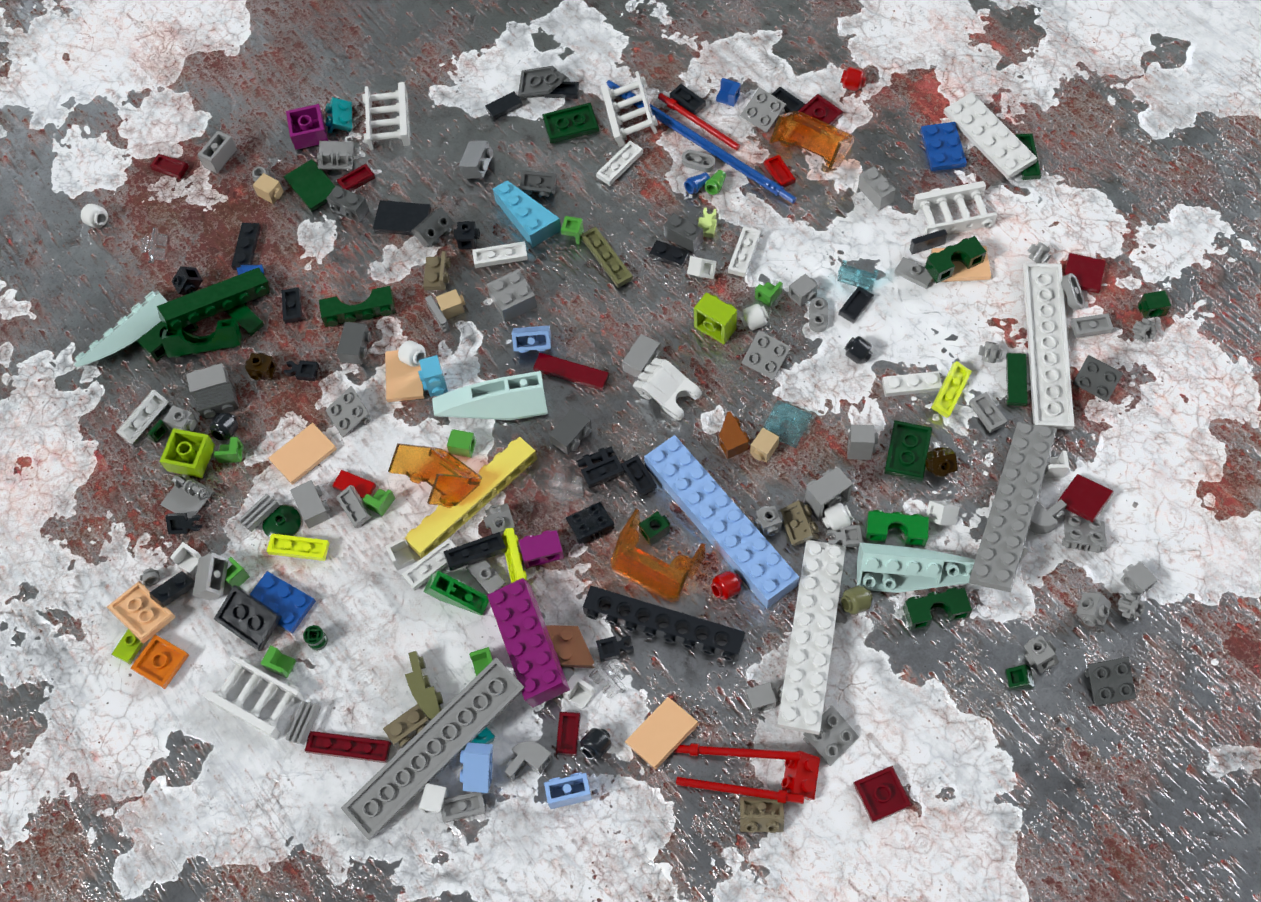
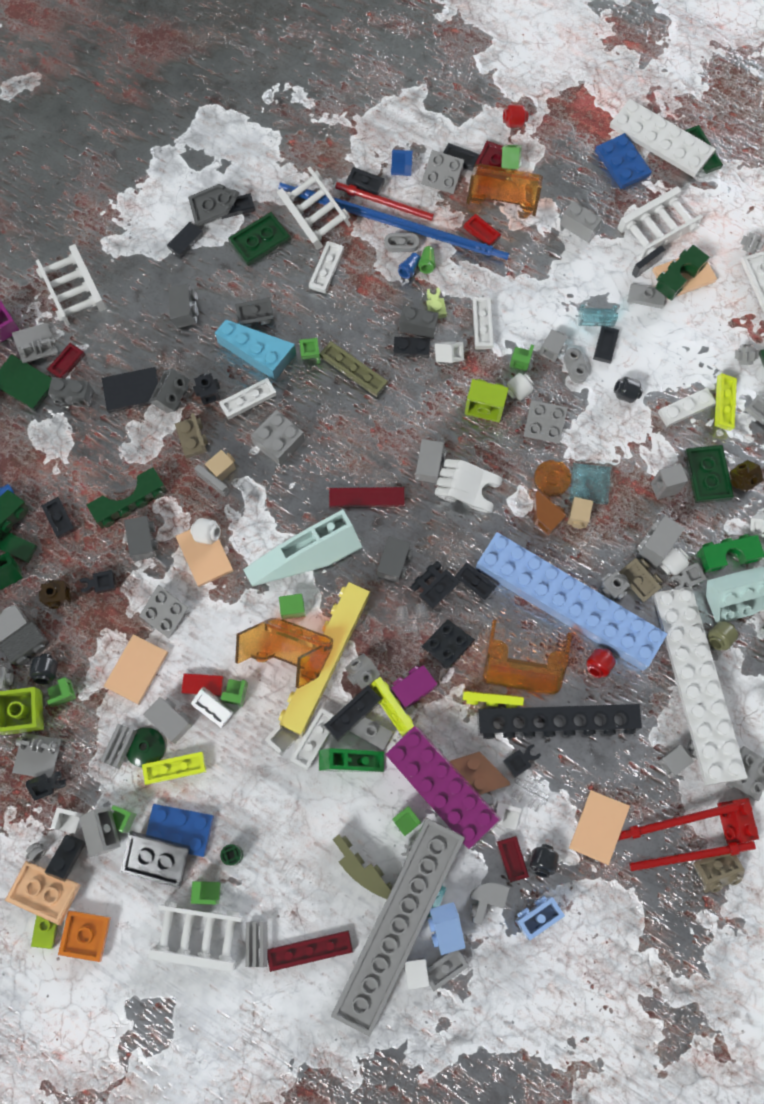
camera: 25 degrees left, 10 degrees up
(339, 115) = (19, 298): teal bracket -> none
(406, 726) = (358, 910): dark tan bracket -> none
(432, 376) = (237, 548): medium azure brick -> none
(531, 338) = (317, 476): light blue brick -> none
(608, 583) = (492, 699): none -> neon yellow plate
(653, 536) = (510, 637): dark green brick -> none
(752, 408) = (552, 478): none -> clear orange tile
(833, 113) = (511, 156): none -> bright green panel

